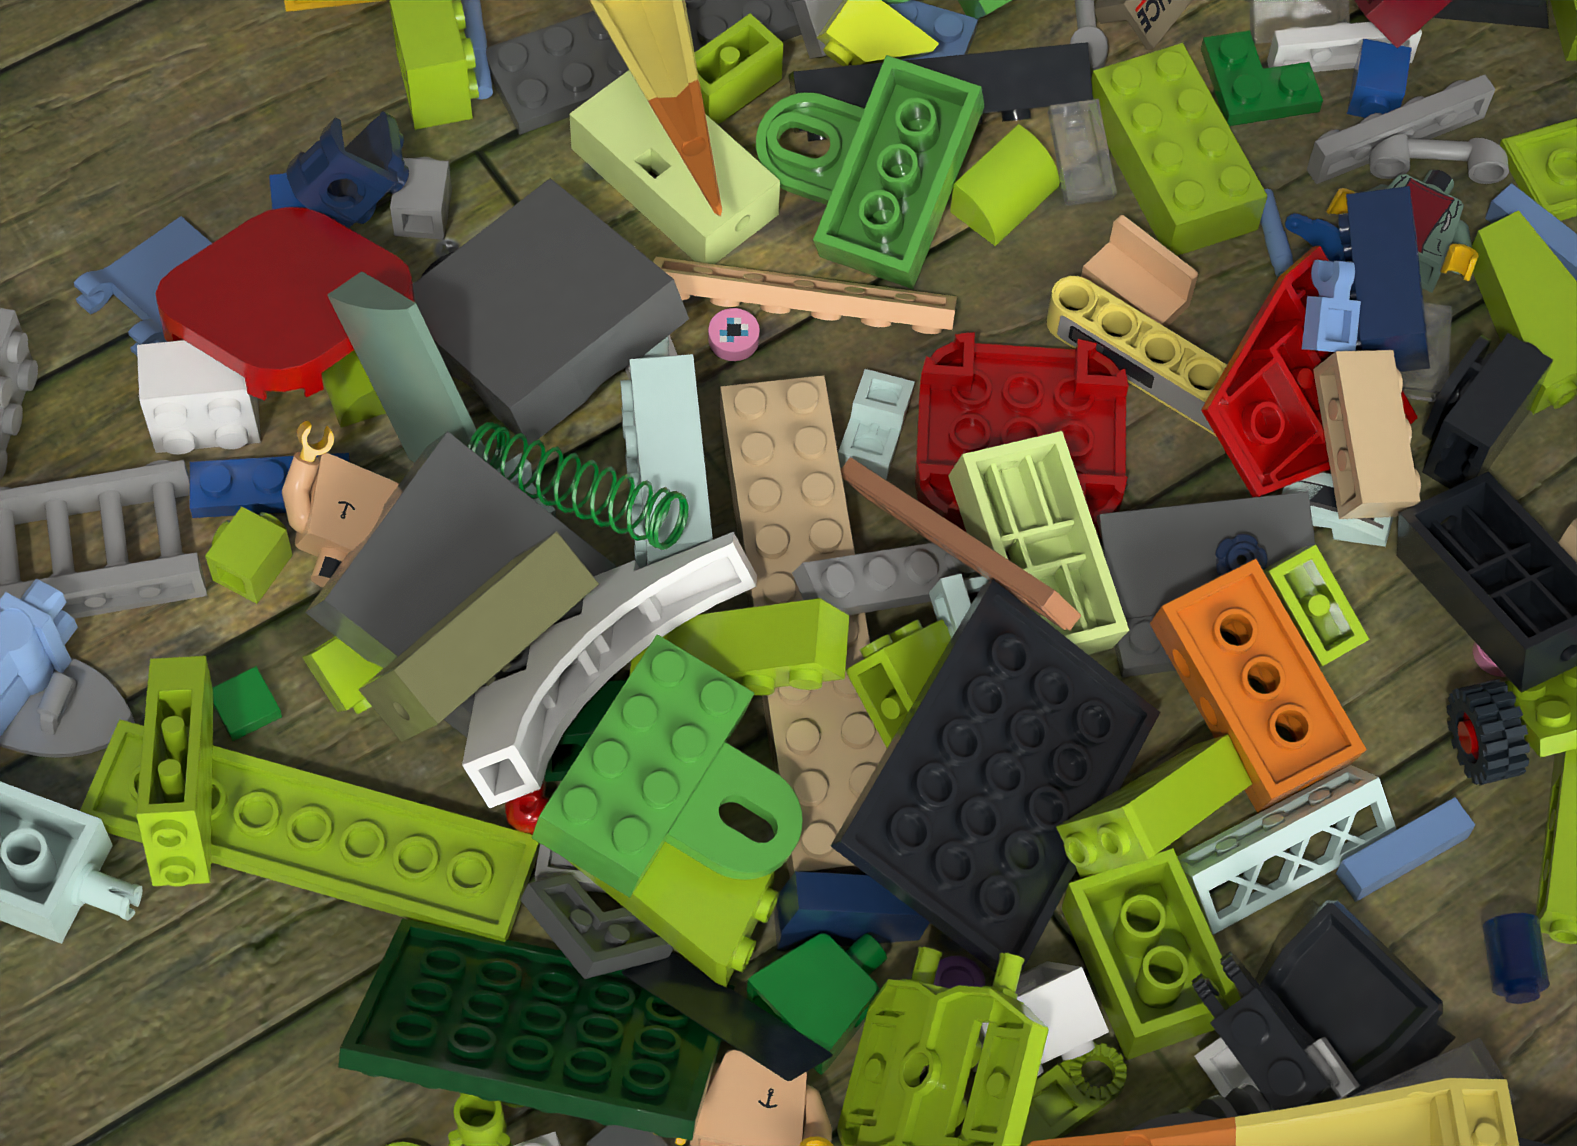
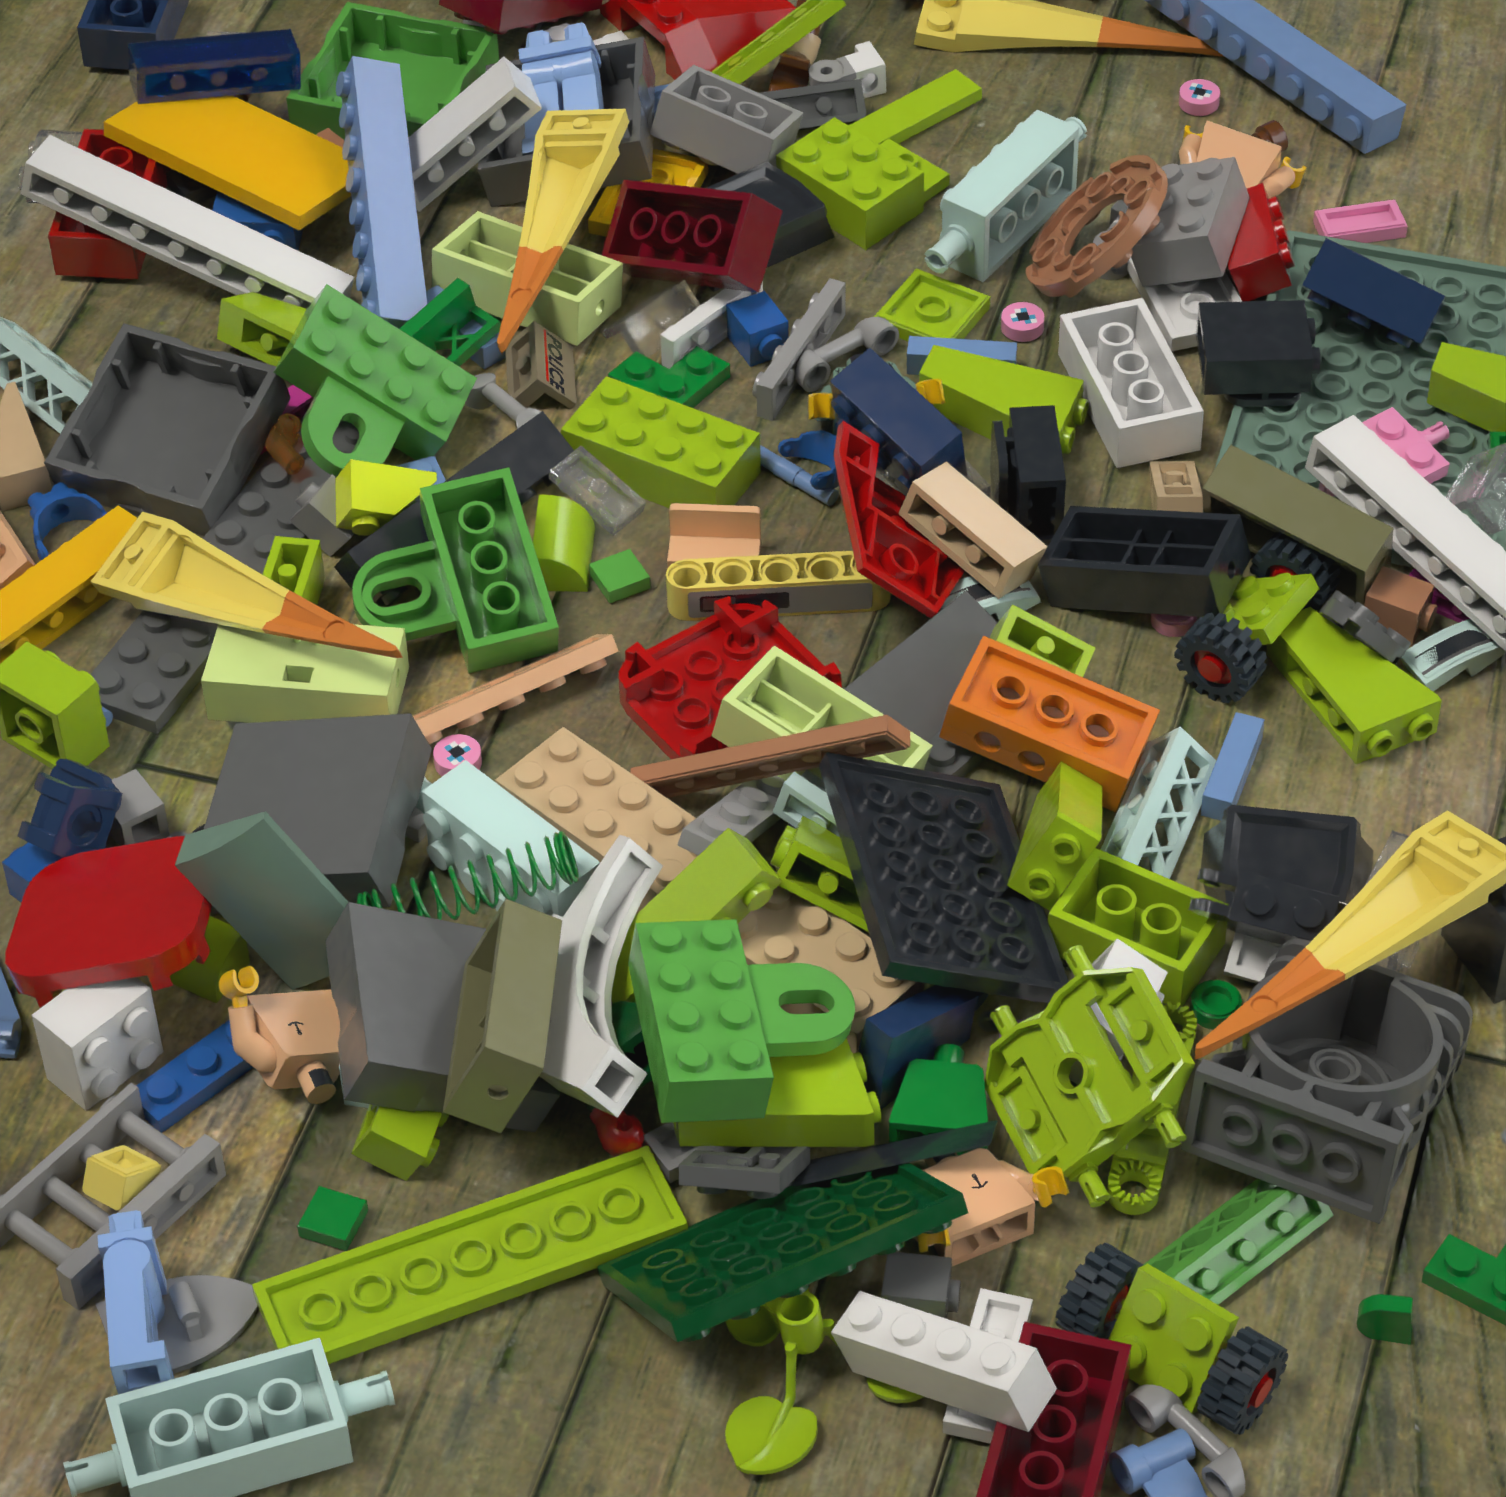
camera: 35 degrees left, 15 degrees down
(102, 539) = (118, 1175): none -> light yellow slope
(177, 771) = (346, 1270): lime slope -> none
(249, 553) = (238, 1118): lime brick -> none
(876, 421) = (615, 736): light aqua slope -> none
(1032, 251) = (619, 576): none -> bright green tile
(1164, 1080) = (1214, 1002): none -> green tile
(1230, 549) = (949, 663): dark blue plate -> none
(1331, 317) = (889, 459): medium blue plate -> none
(1516, 957) = (1364, 778): clear blue brick -> none

